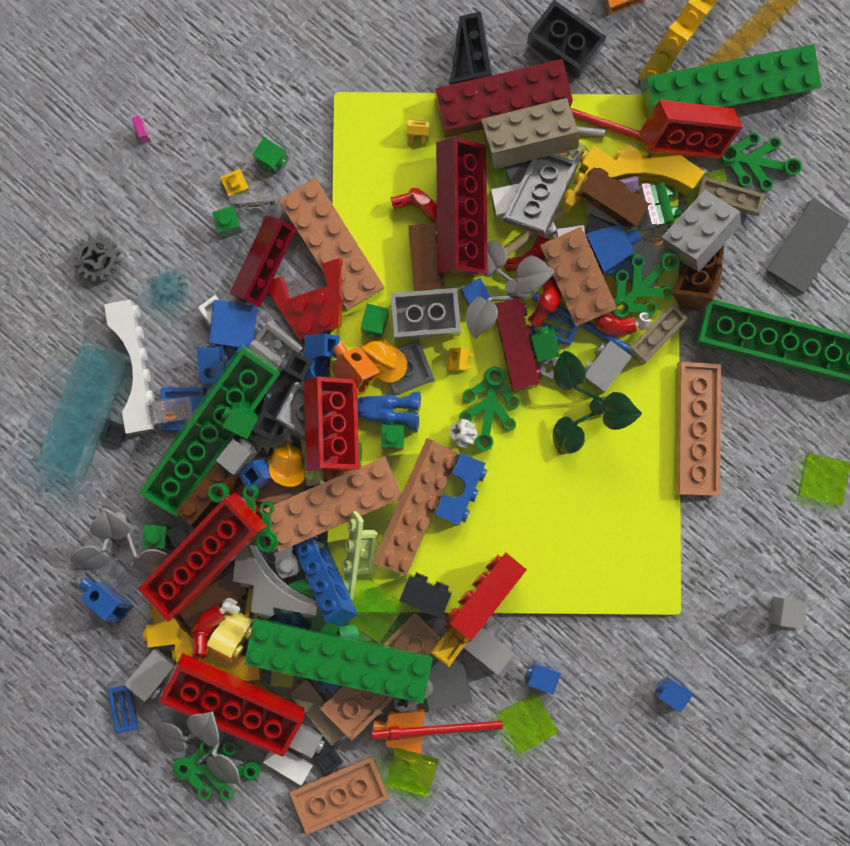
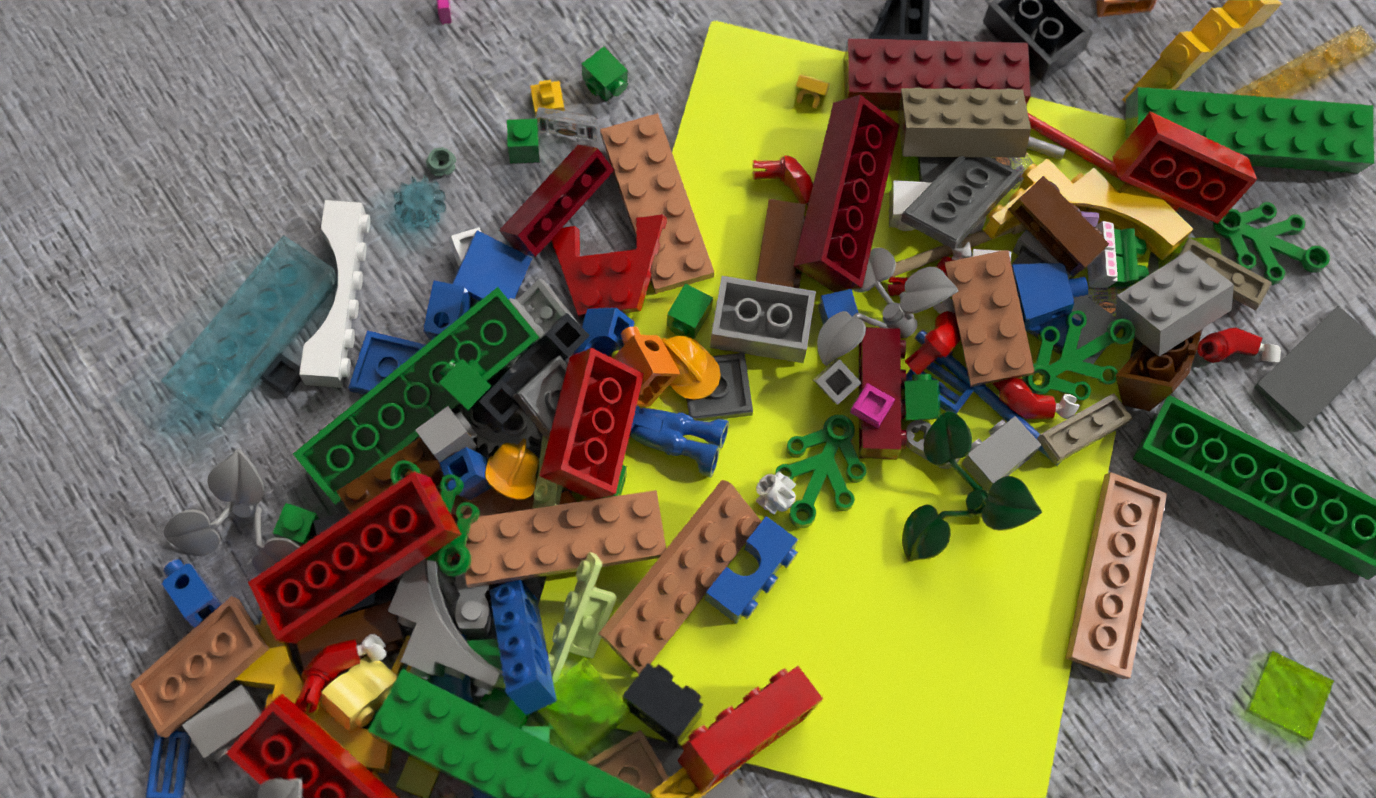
camera: 10 degrees right, 15 degrees down
(94, 250) = (322, 141): dark grey gear -> none
(122, 645) = (199, 666): none -> nougat plate
(168, 410) = (367, 358): clear tile -> none
(171, 246) = (438, 155): none -> sand green plate
(392, 437) = (673, 472): green brick -> none
(458, 359) = (793, 392): yellow tile -> none
(486, 347) = (837, 381): none -> light grey brick
(513, 359) = (872, 405): none -> dark pink tile
(741, 246) = (1224, 343): none -> red arm

